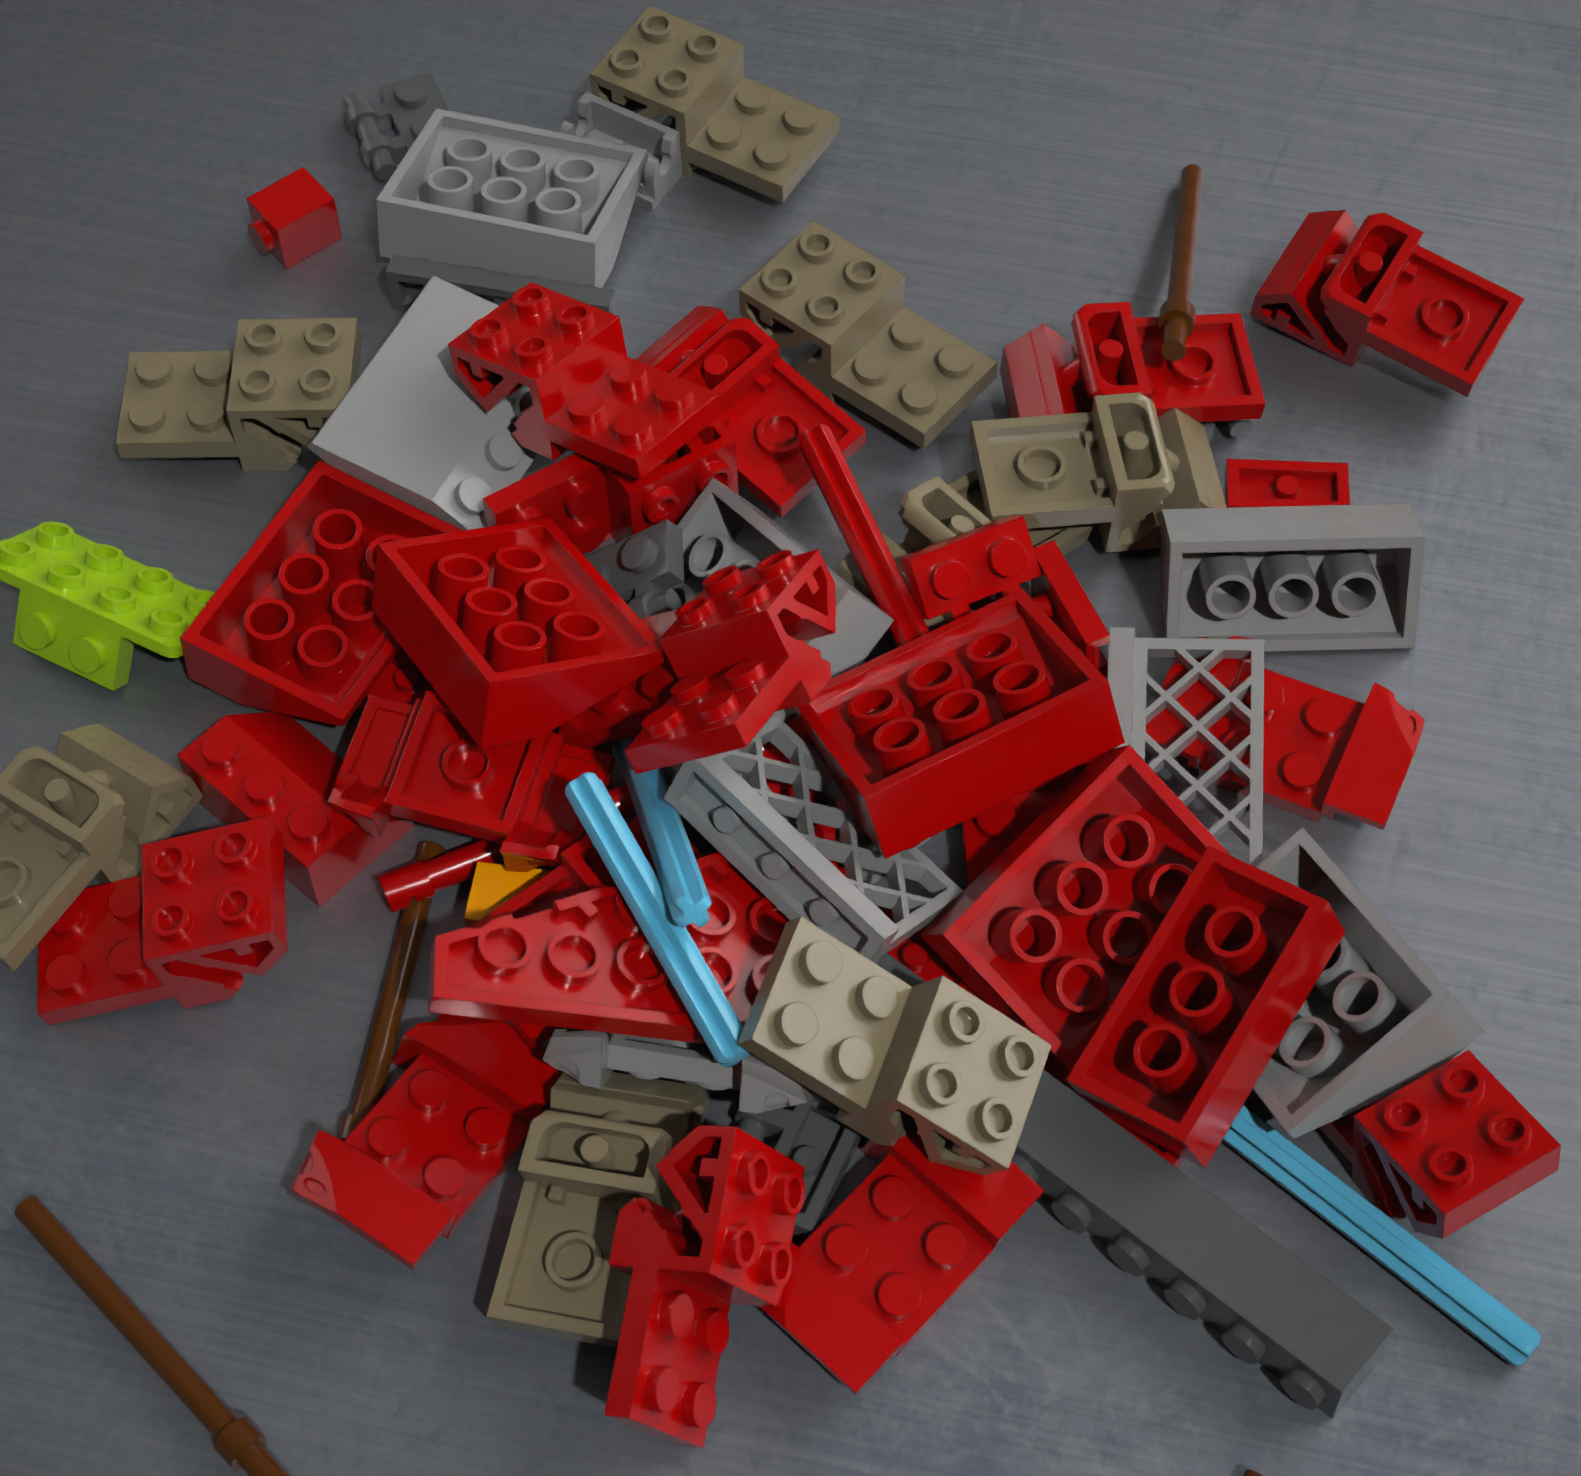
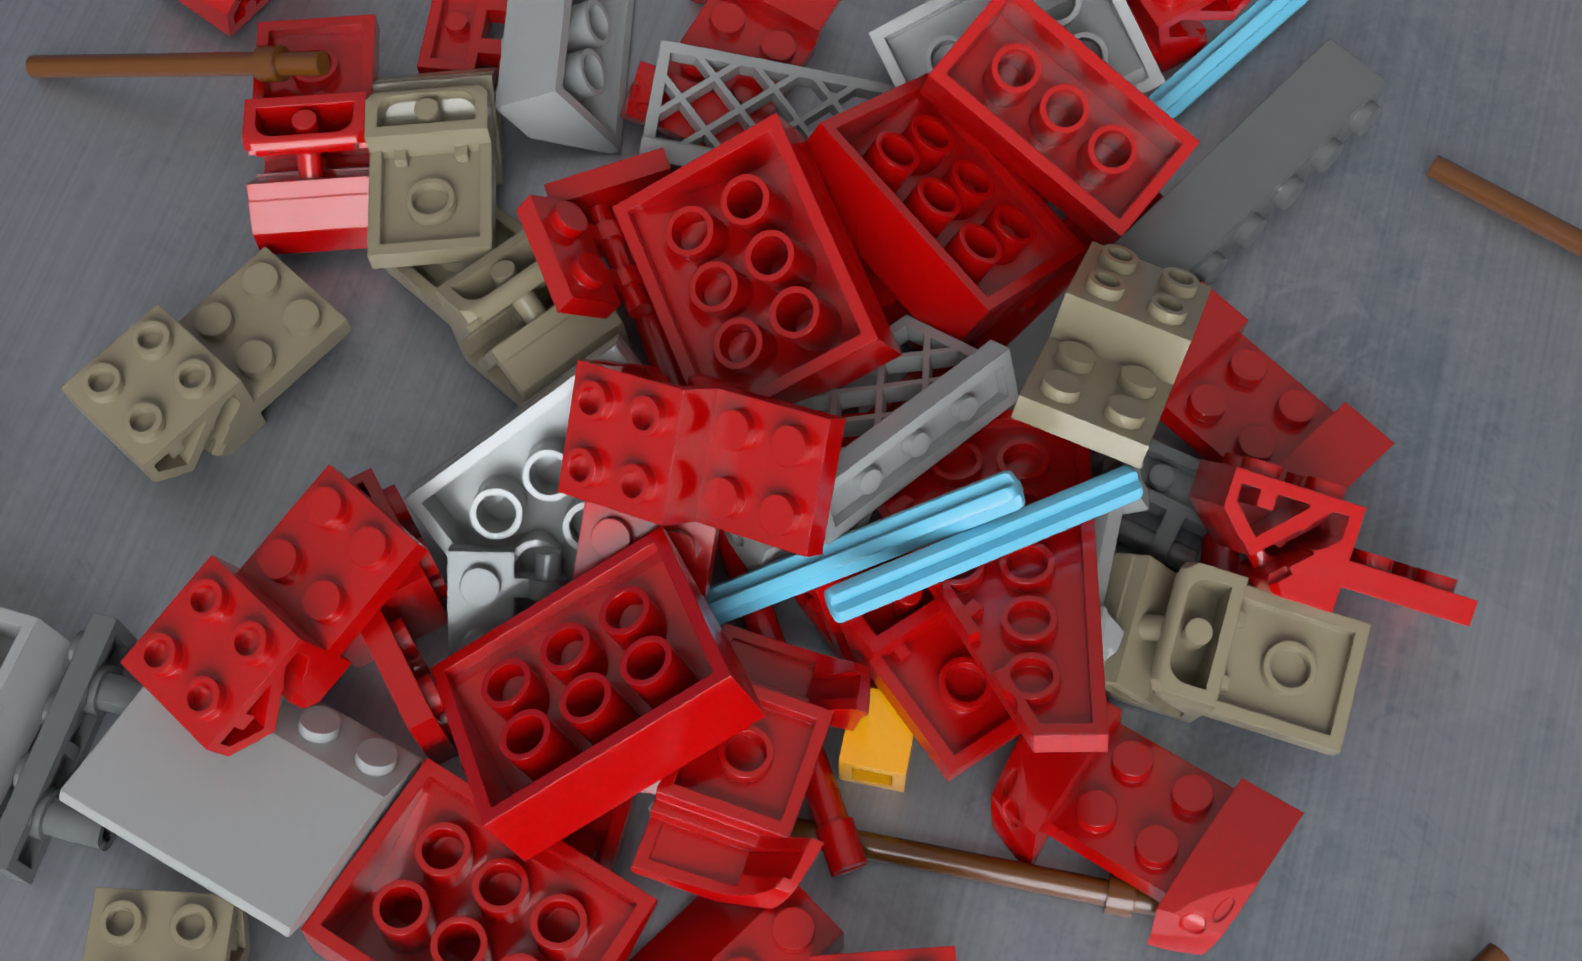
camera: 85 degrees left, 10 degrees up
(760, 400) = (259, 474): red piece -> none
(861, 534) = (516, 354): red axle -> none

